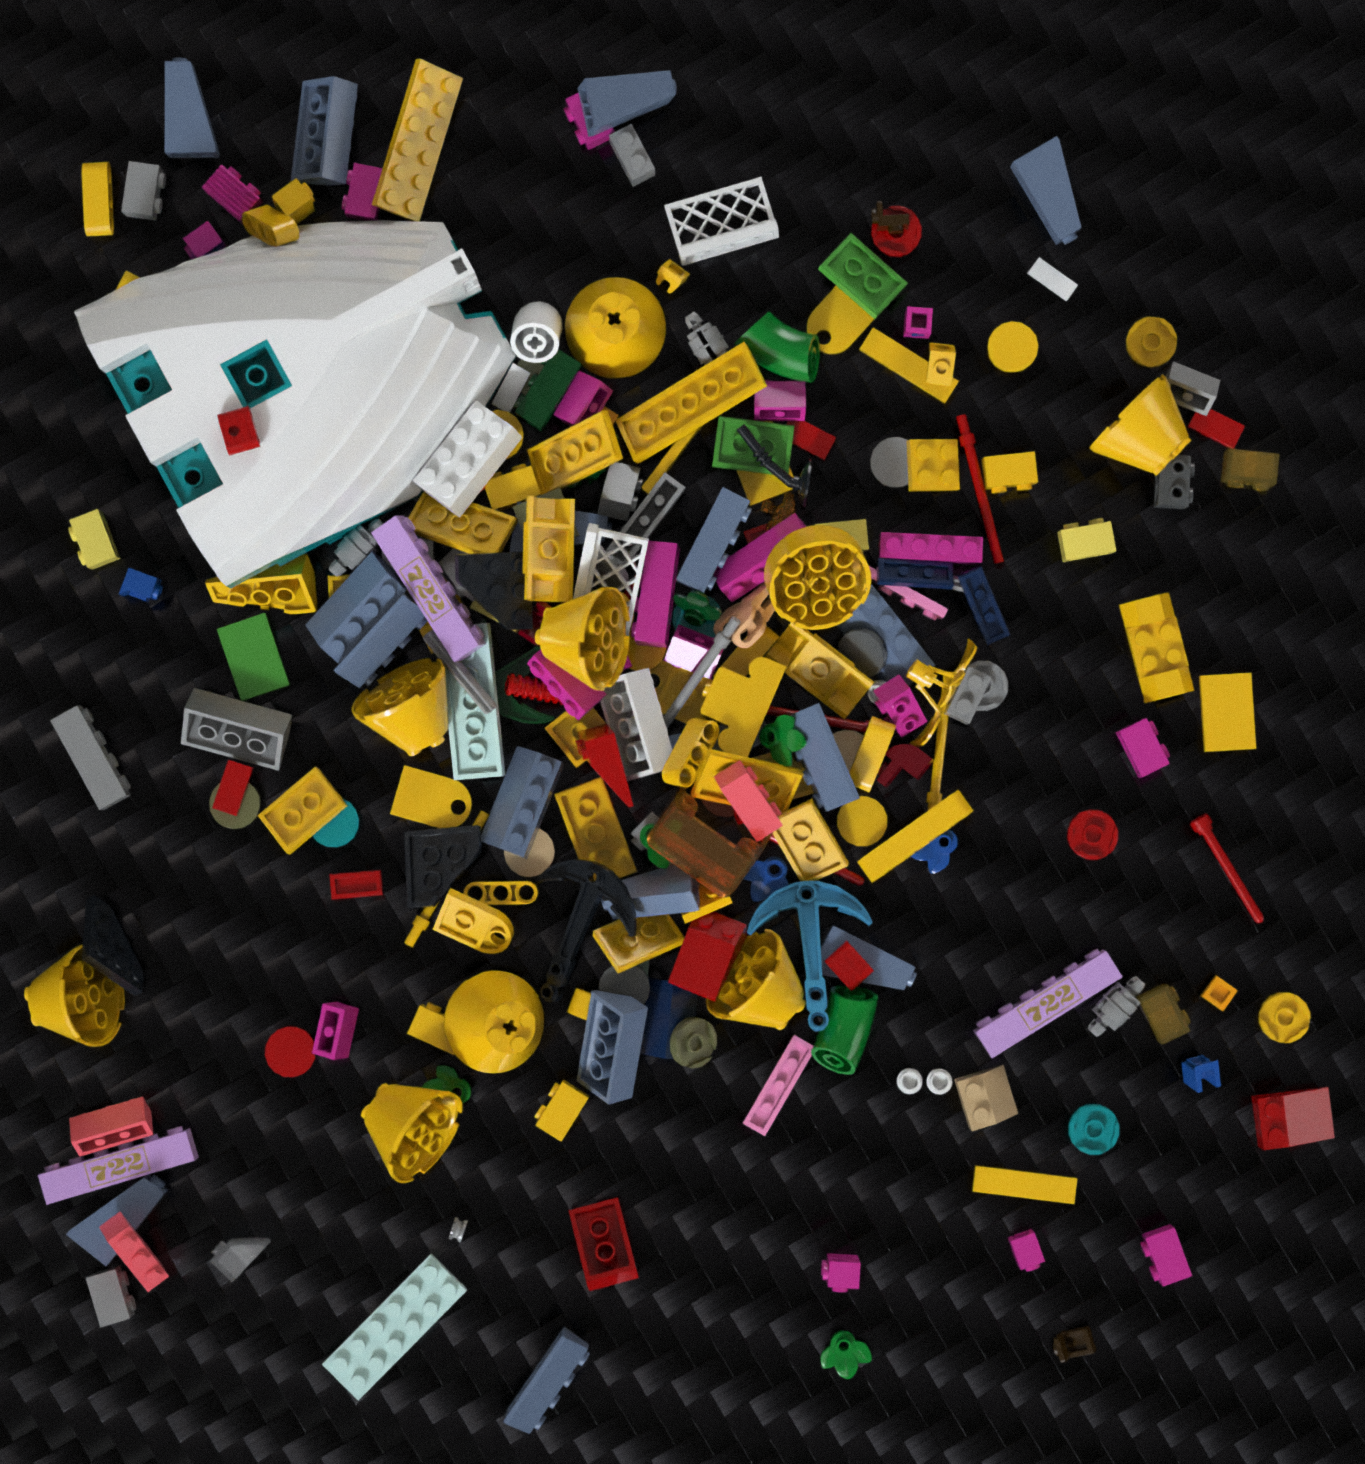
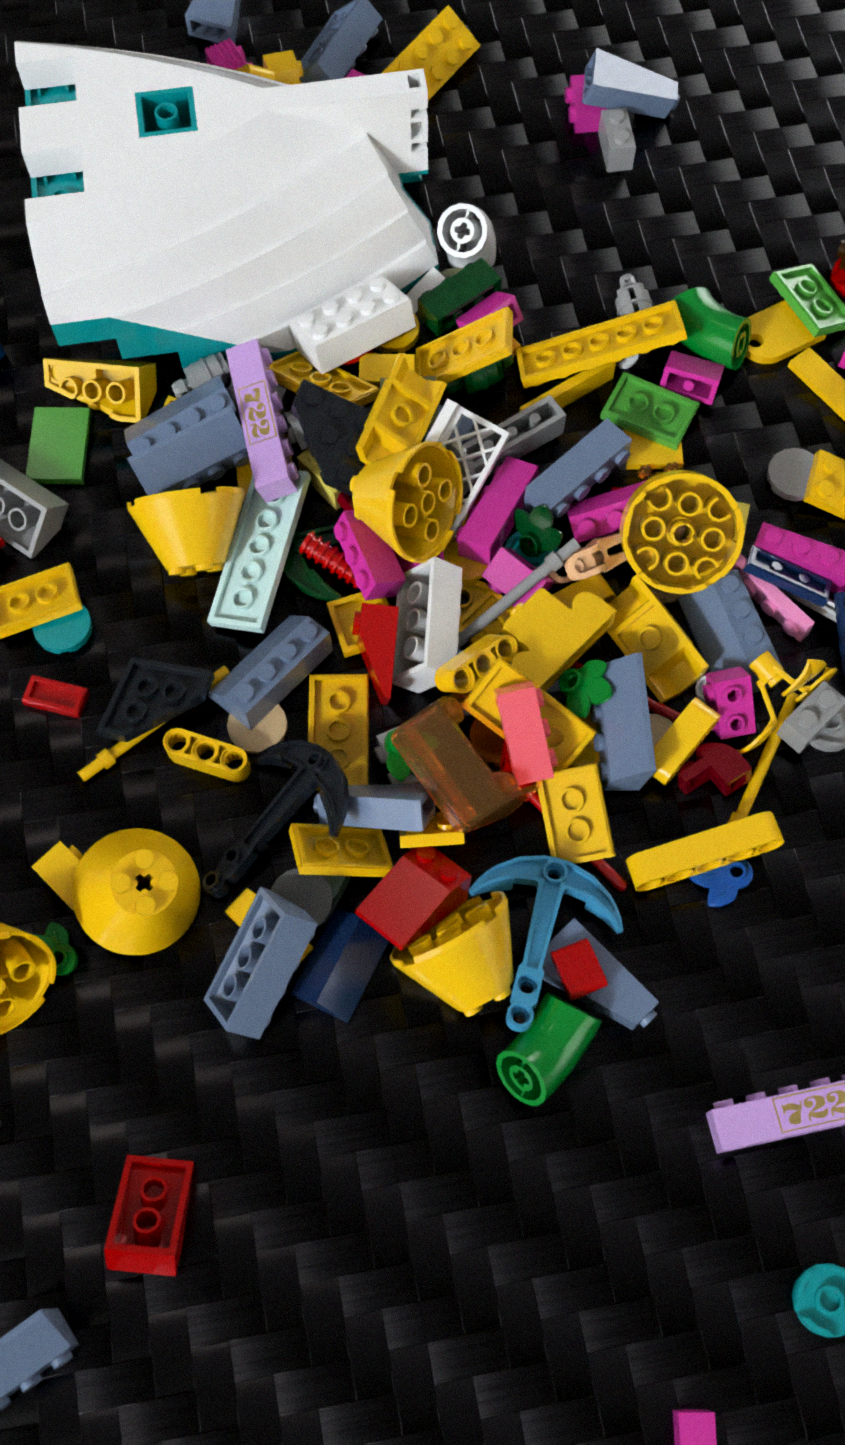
camera: 25 degrees right, 20 degrees down
(97, 199) = (112, 29): yellow beam -> none
(143, 191) = (153, 36): light grey brick -> none
(238, 430) = (123, 146): red piece -> none
(429, 798) = (174, 635): yellow tile -> none
(461, 674) = (259, 511): light grey axle -> none
(474, 923) = (160, 773): yellow tile -> none
(561, 1109) = (169, 1025): yellow brick -> none
(615, 348) = (549, 269): yellow cone -> none
(619, 491) = (496, 400): brick -> none
(673, 274) = (618, 243): yellow tile -> none
(693, 1042) = (358, 999): olive tile -> none
(727, 241) = (681, 230): white fence -> none
(763, 881) = (508, 843): blue plate -> none
(778, 1085) = (442, 1092): bright pink plate -> none
(798, 483) = (688, 452): black dish -> none
(811, 439) = (713, 427): red tile -> none
(841, 1271) = (437, 1368): dark pink brick -> none
(862, 821) = (645, 819): yellow tile -> none
(864, 650) = (709, 634): dark grey tile -> none
(909, 1081) = (606, 1147): white plate -> none
(939, 1081) = (644, 1161): white plate -> none
(986, 1097) = (698, 1203): tan slope -> none
(1024, 1184) = (717, 1342): yellow tile -> none

